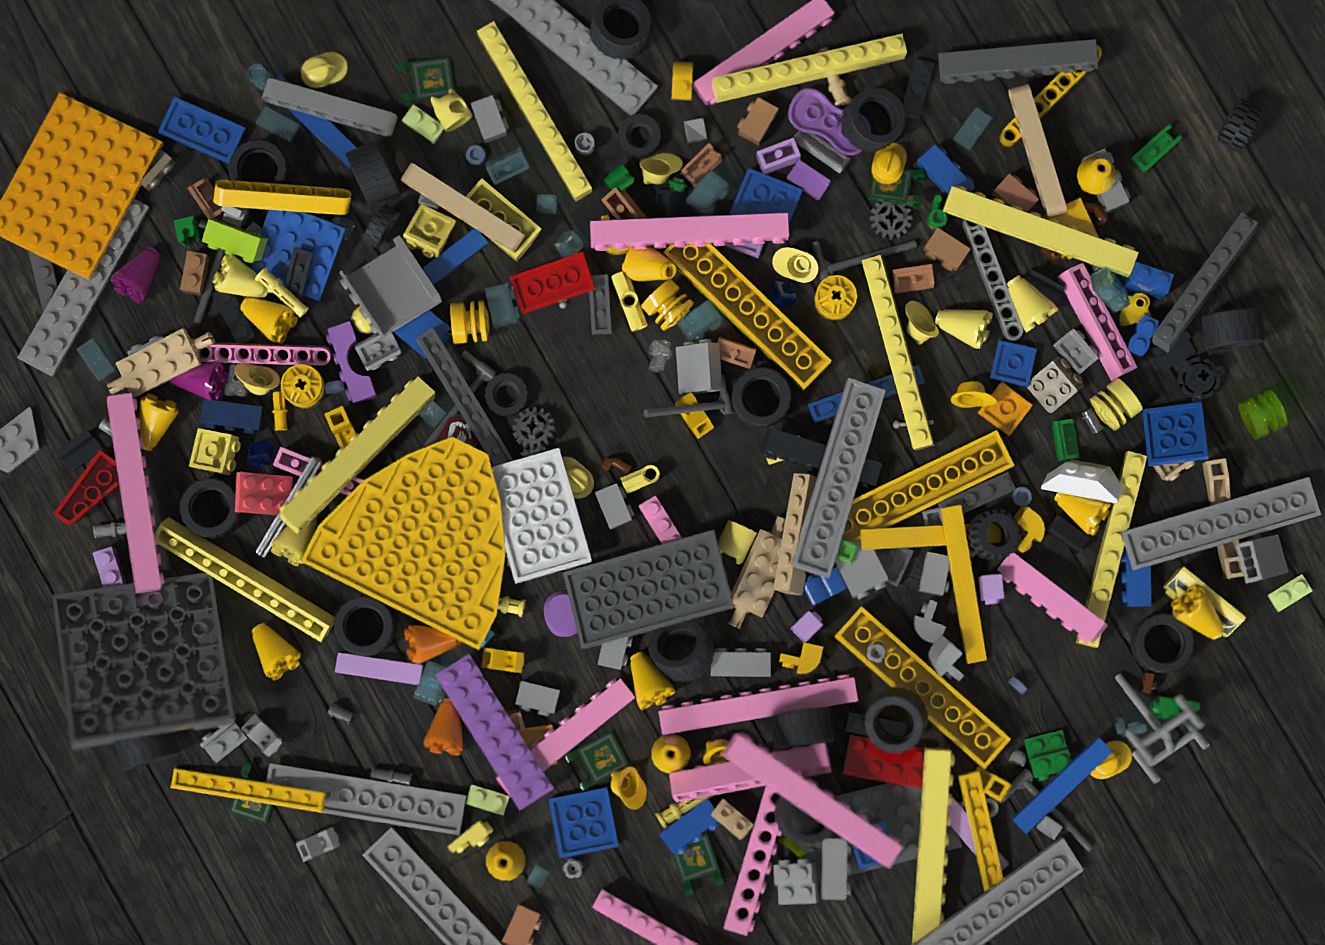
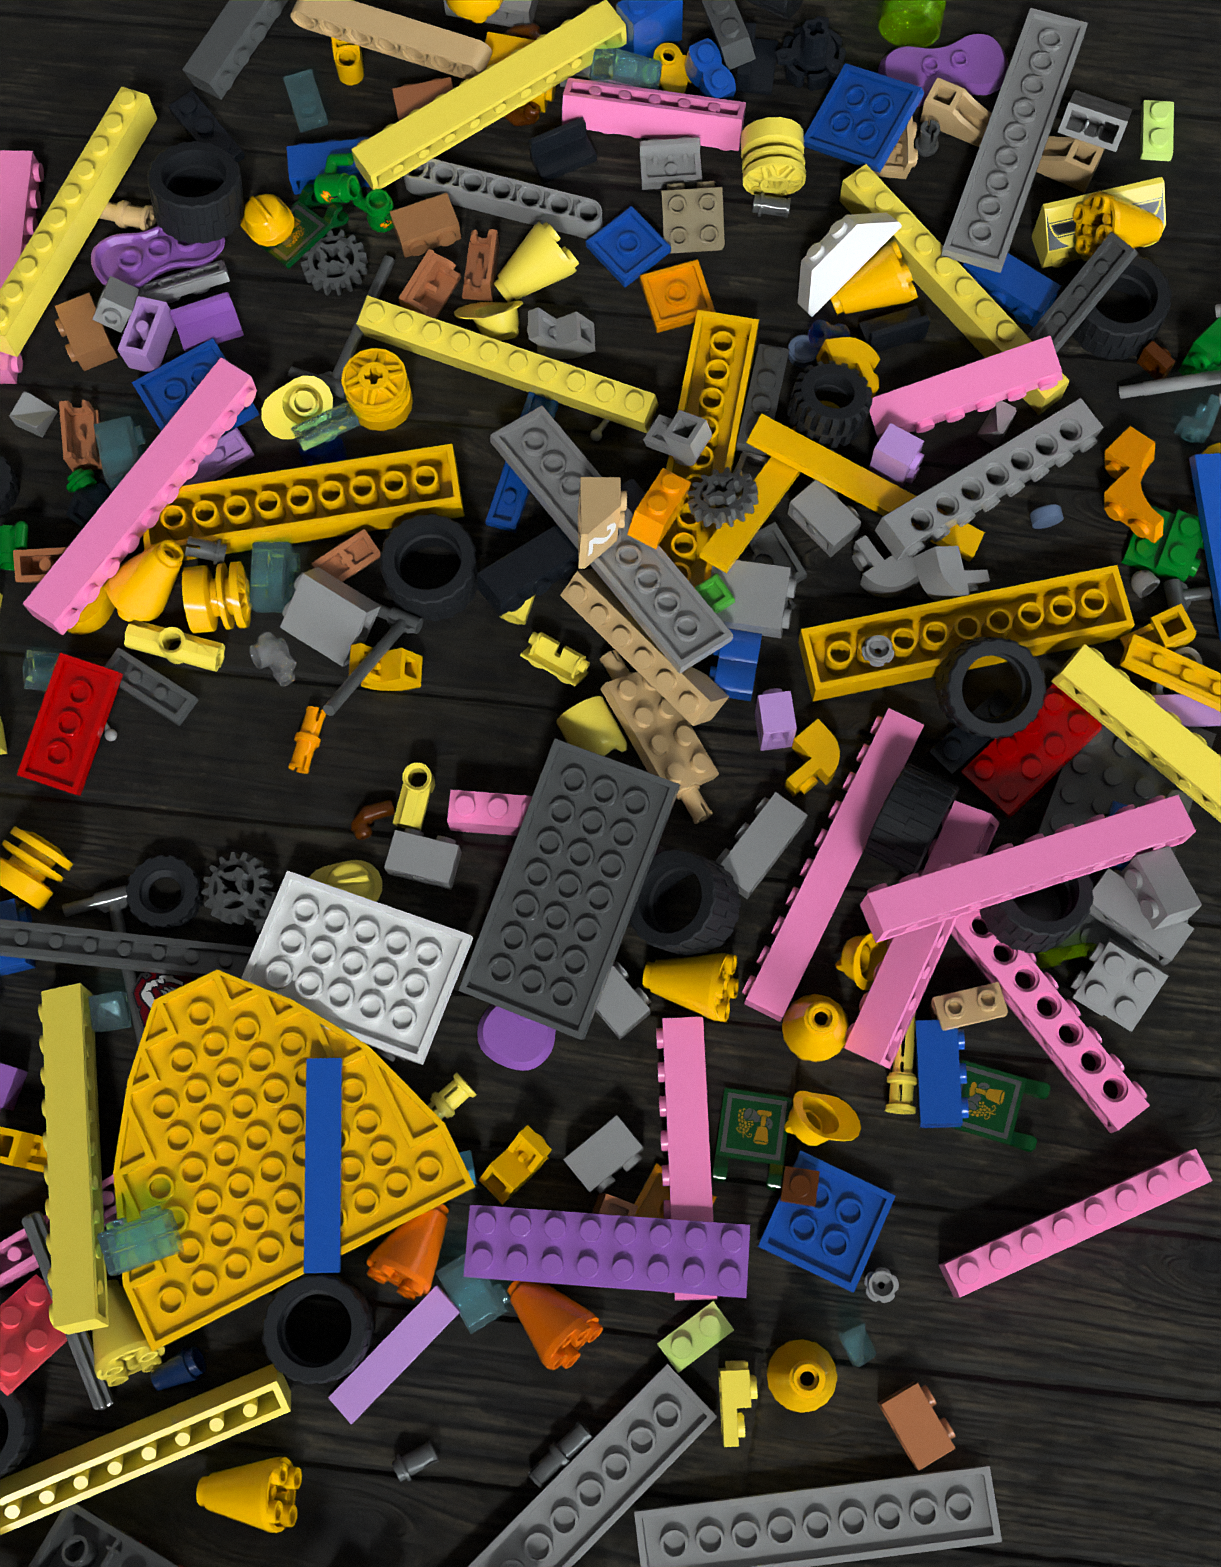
camera: 50 degrees left, 10 degrees down
(301, 576) = (179, 1369): none -> dark blue cone
(342, 519) = (140, 1241): none -> clear light blue brick
(436, 573) = (323, 1166): none -> blue tile
(501, 305) = (44, 812): clear light blue brick -> none
(589, 799) = (799, 1186): none -> reddish brown plate
(631, 403) = (307, 740): none -> light orange pin
(659, 167) = (41, 489): light yellow piece -> none
(685, 282) = (208, 549): none -> dark grey pin
(760, 502) = (542, 653): none -> light yellow hinge
(781, 128) = (115, 304): none -> light grey brick
(796, 287) = (325, 426): none -> clear light blue plate
(839, 469) = (599, 516): none -> tan slope
(852, 870) = (1161, 888): none -> light grey brick
(868, 493) = (659, 508): none -> light orange brick
(898, 520) = (723, 498): none -> dark grey gear
(914, 474) = (679, 437): none -> light grey brick
(929, 190) = (334, 186): none -> green piece
(935, 367) = (561, 337): none -> light grey brick
(945, 295) = (481, 266): none -> nougat hinge
(972, 395) = (632, 313): yellow piece -> none
(1030, 303) = (569, 169): light yellow cone -> none
(1035, 503) = (823, 330): none -> clear blue bush
(1051, 625) = (997, 423): none -> light grey slope
(1065, 440) = (770, 253): green hinge -> none
(1078, 706) = (1124, 500): none -> light orange arch
(1080, 664) = (1073, 421): none -> light grey brick
(1144, 622) = (1084, 291): none -> dark grey plate
(1186, 475) = (927, 142): none -> dark grey pin
(1255, 464) = (970, 63): none -> medium lavender plate

